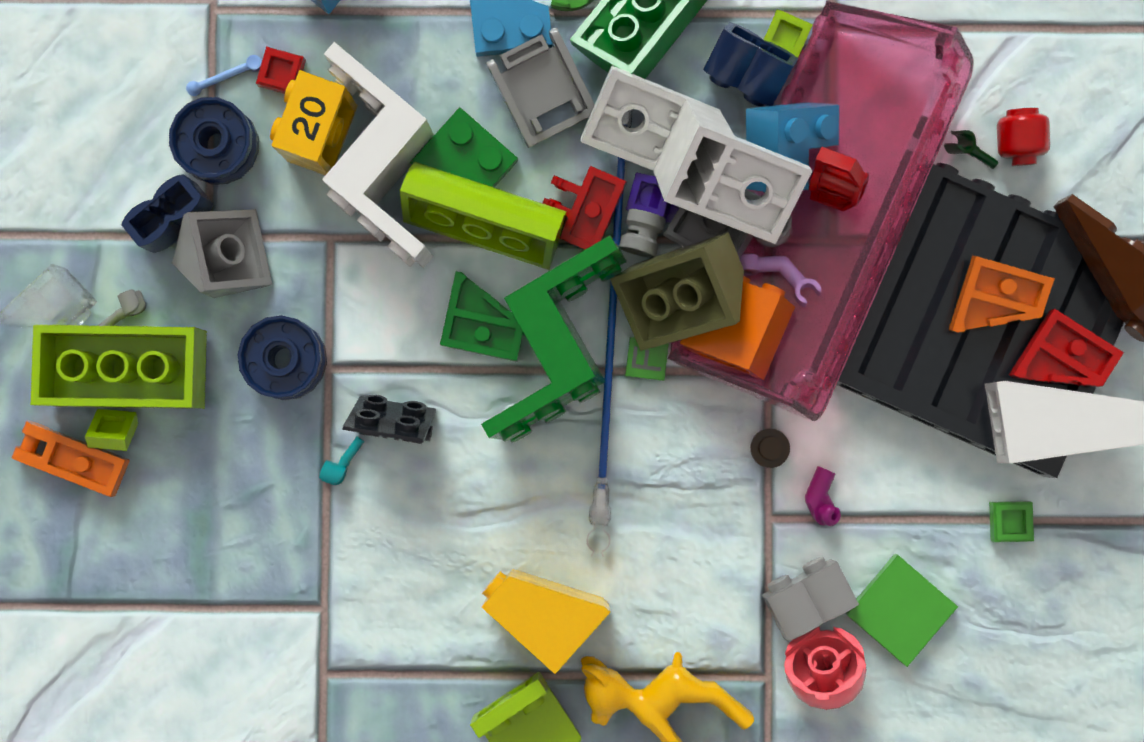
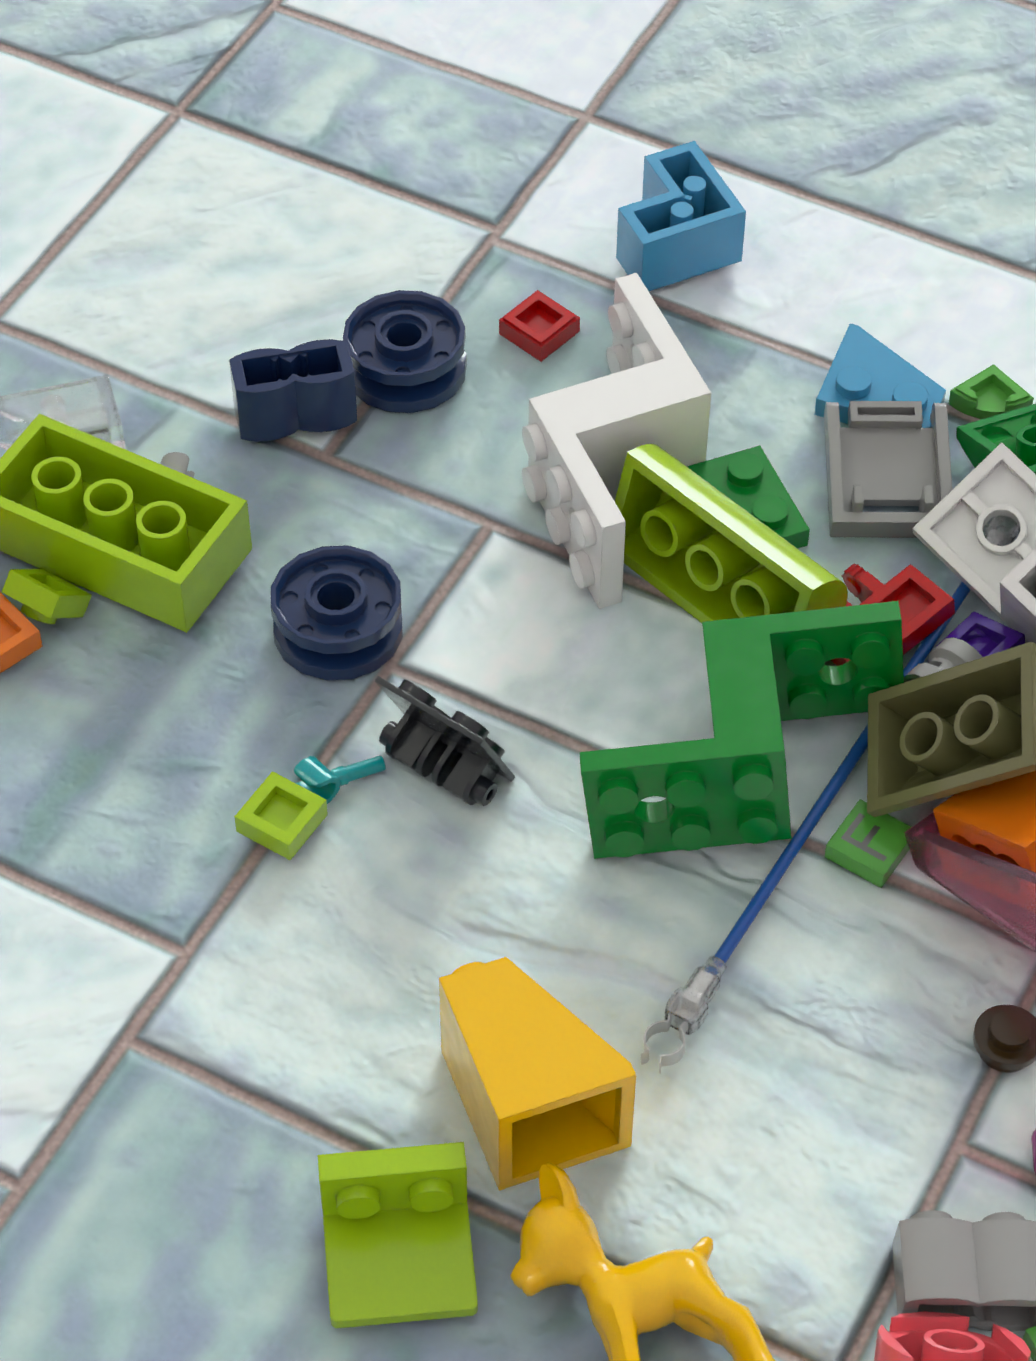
camera: 25 degrees right, 35 degrees down
(222, 252) = (336, 464): light grey slope -> none
(252, 63) = (503, 305): light blue hinge -> none
(313, 122) = (545, 350): yellow brick -> none
(328, 507) = (281, 815): none -> lime plate
(479, 322) = (642, 689): green wing -> none

